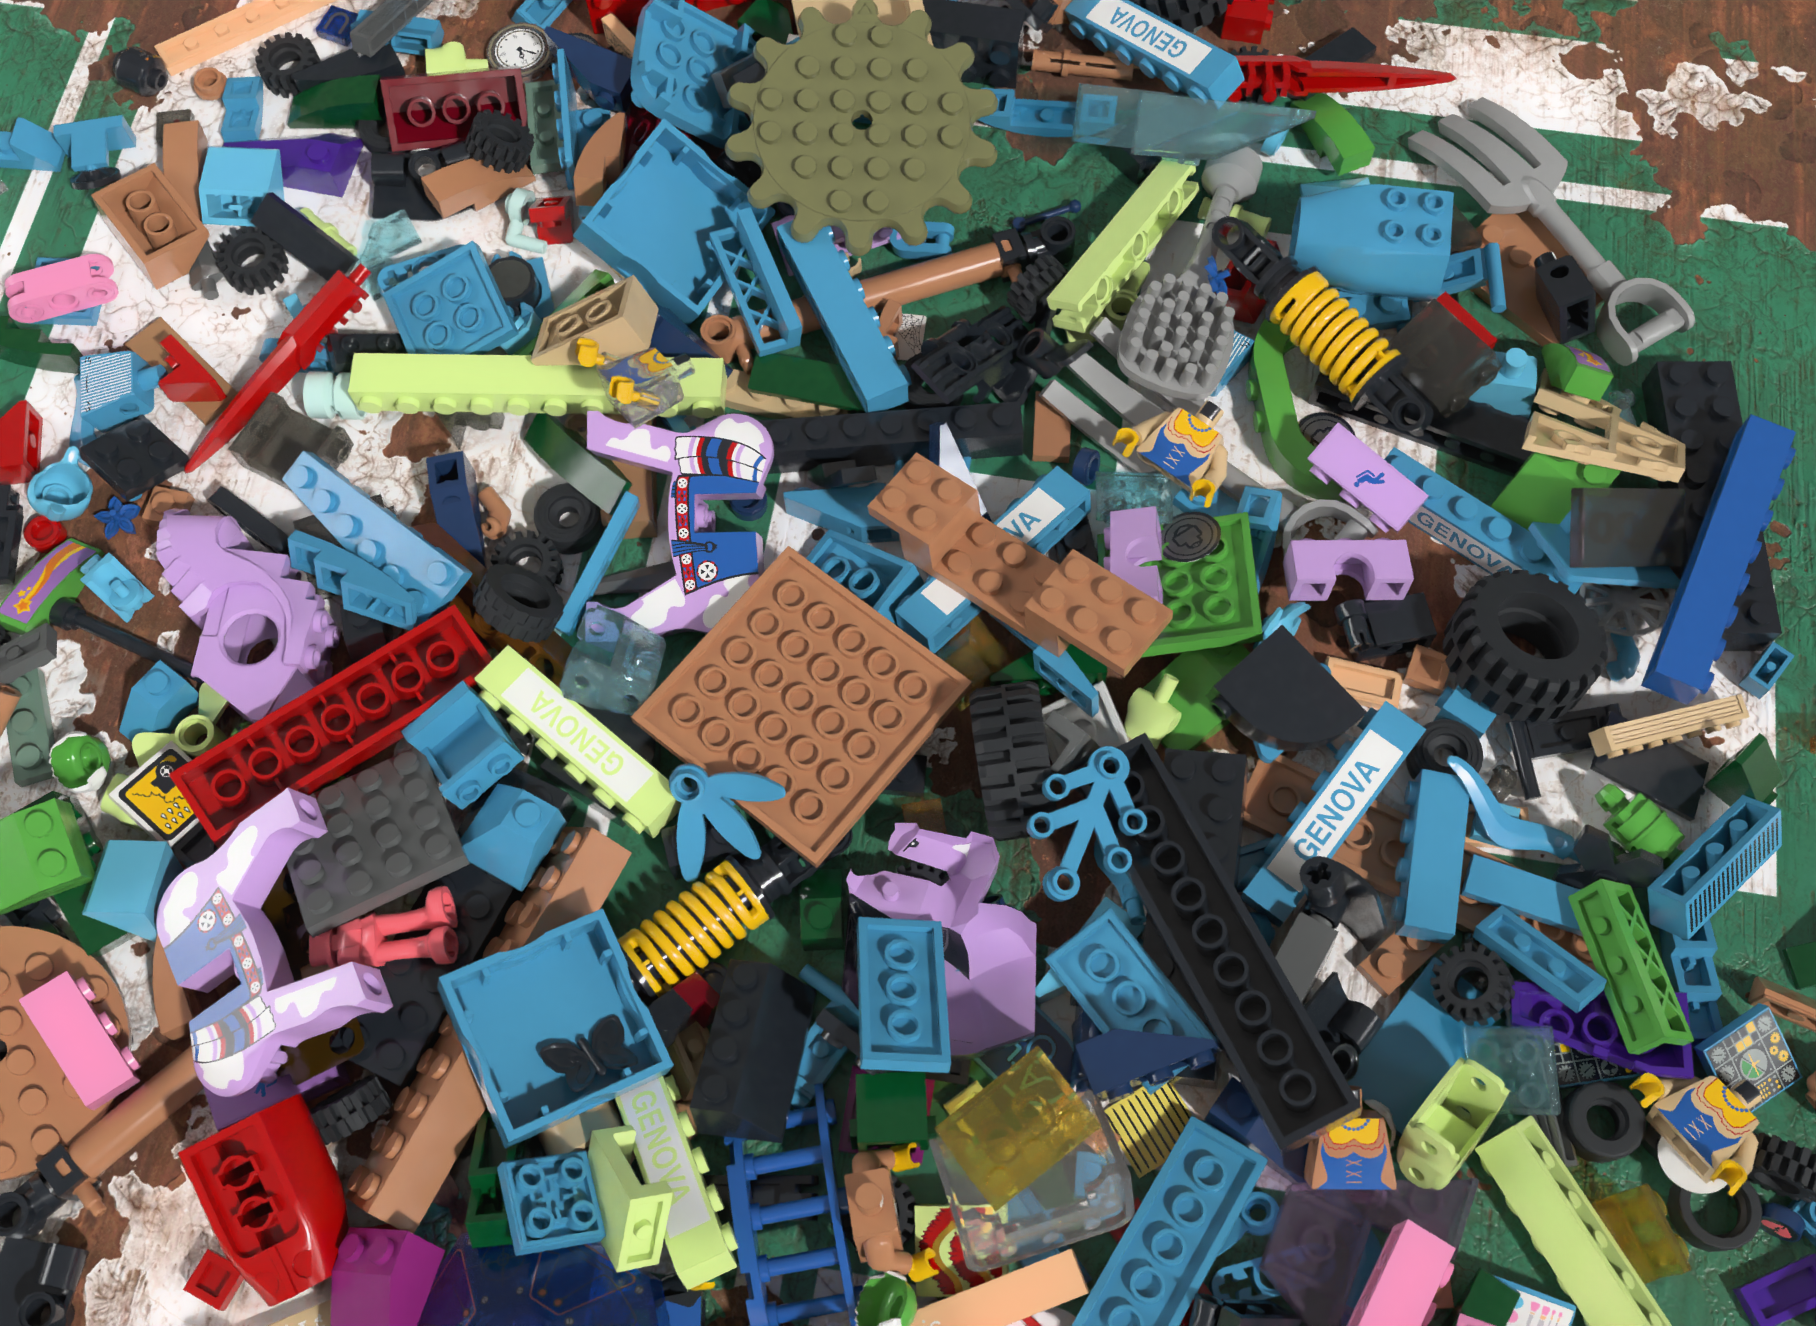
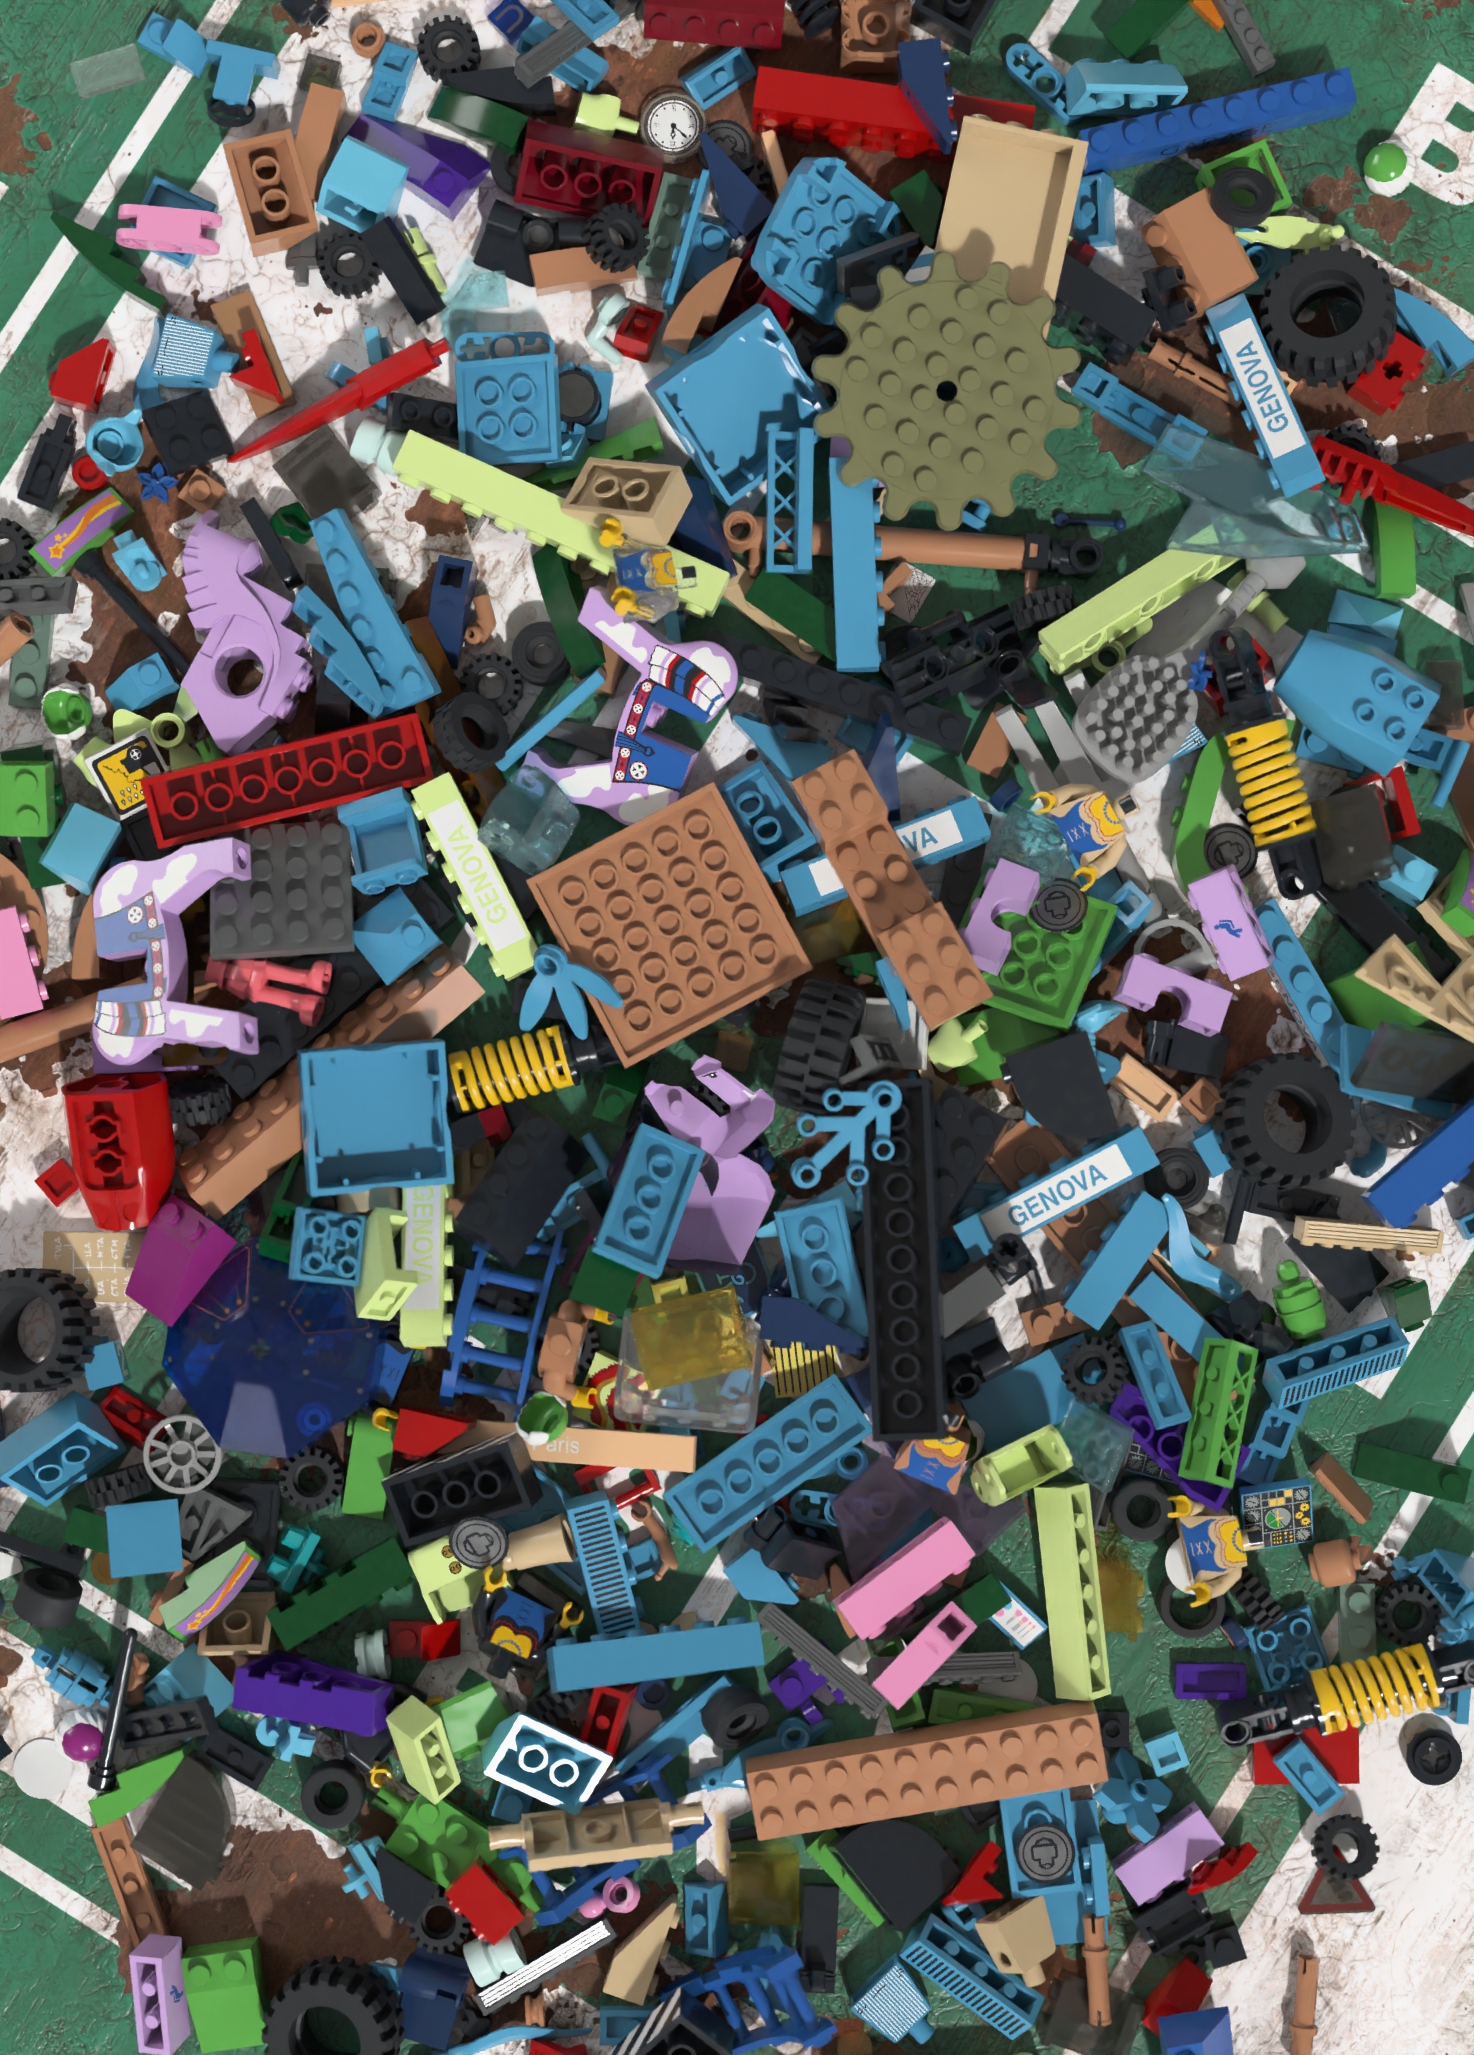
camera: 20 degrees right, 20 degrees up
(269, 495) = (292, 522): none -> dark green tile
(583, 1064) = (395, 1151): black piece -> none

